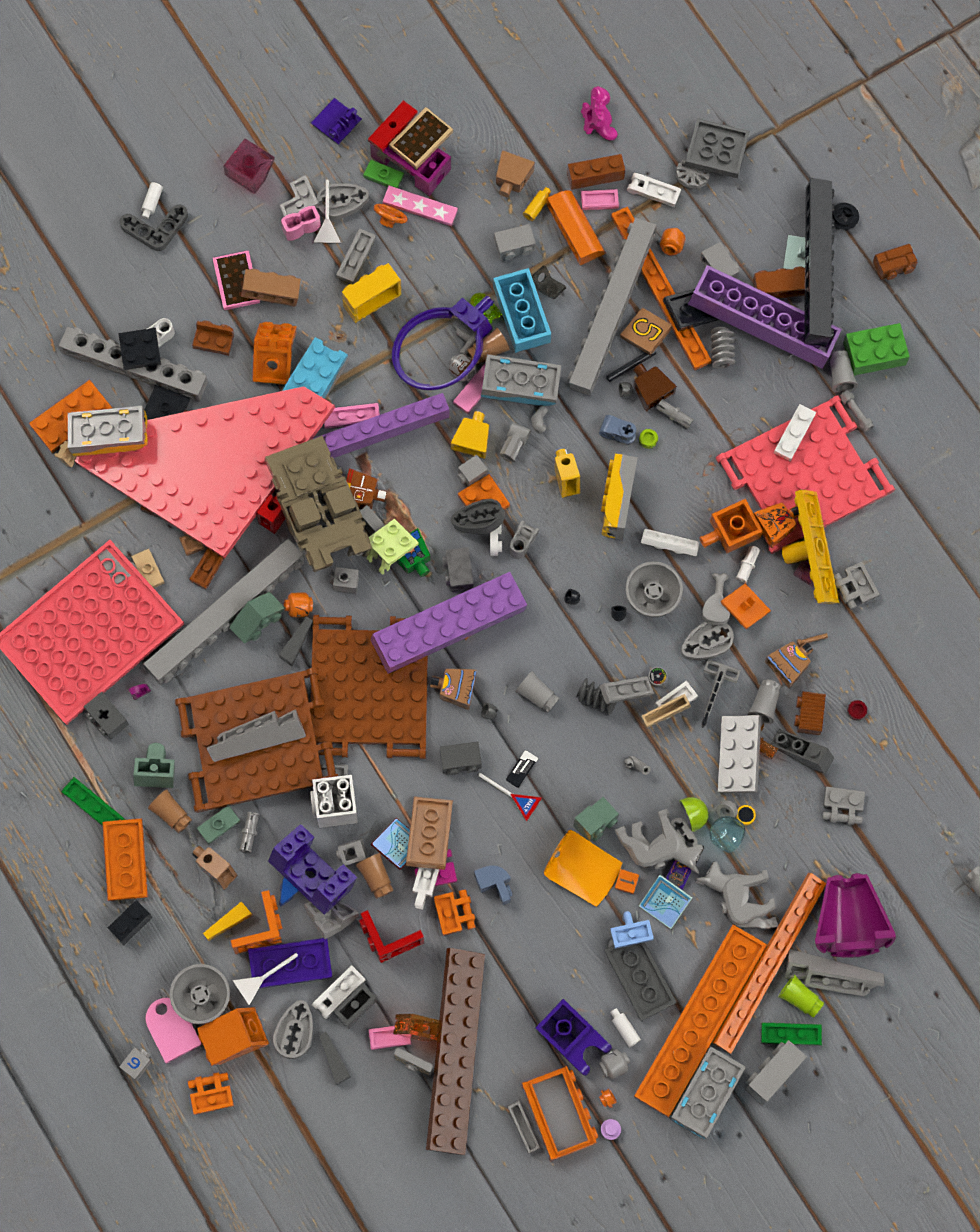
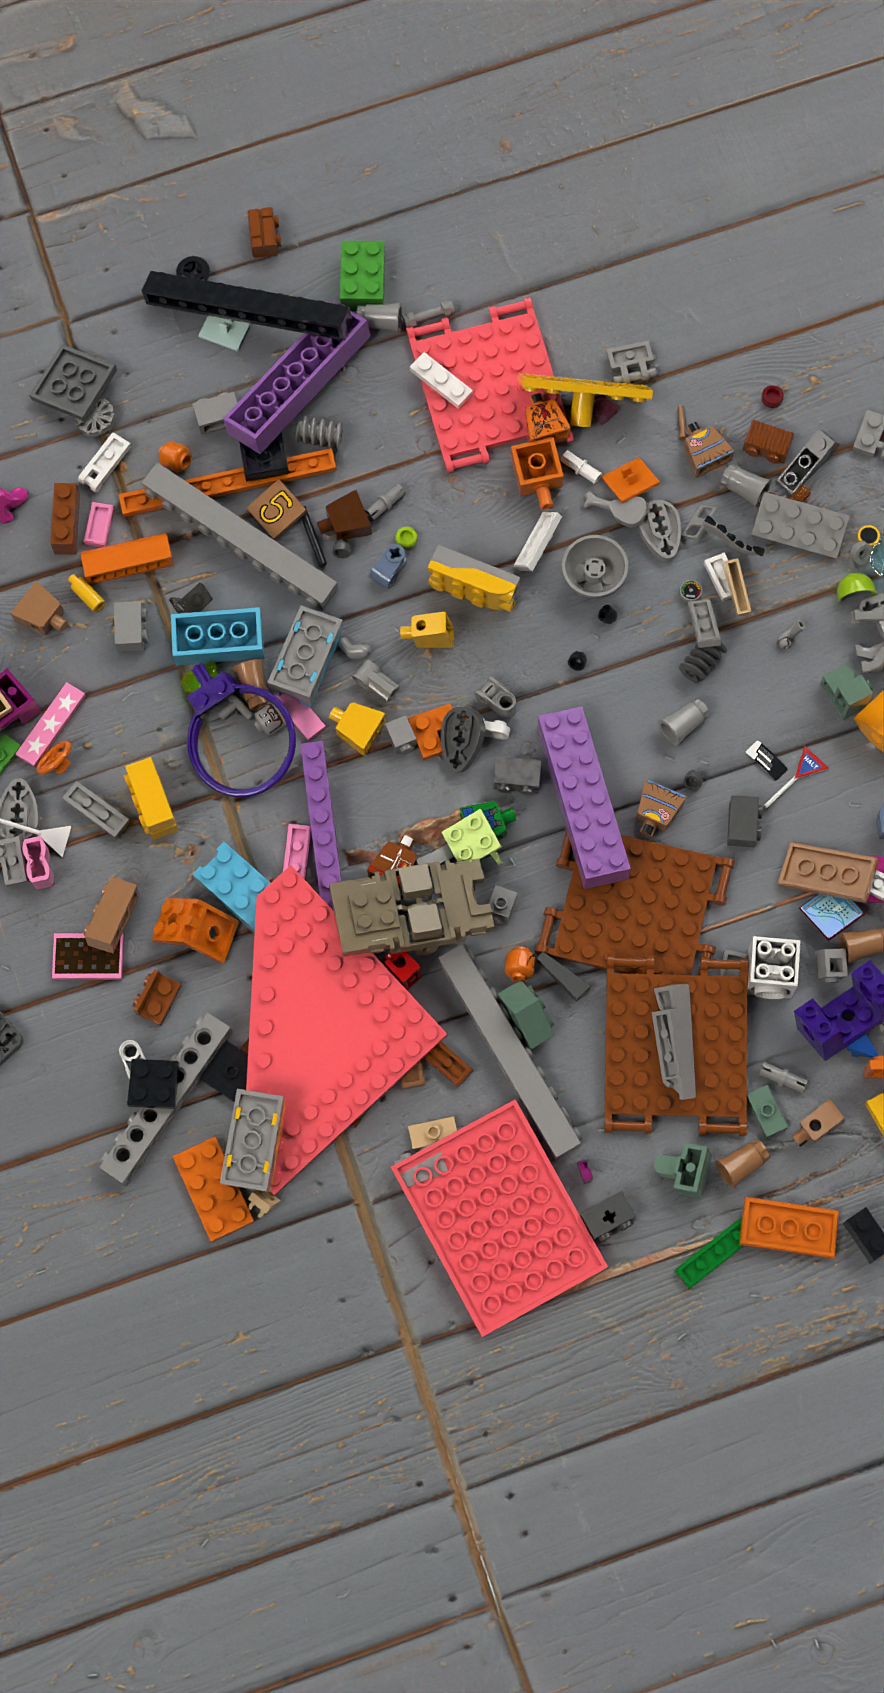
camera: 70 degrees left, 0 degrees up
(781, 282) = (256, 353): dark orange brick -> none

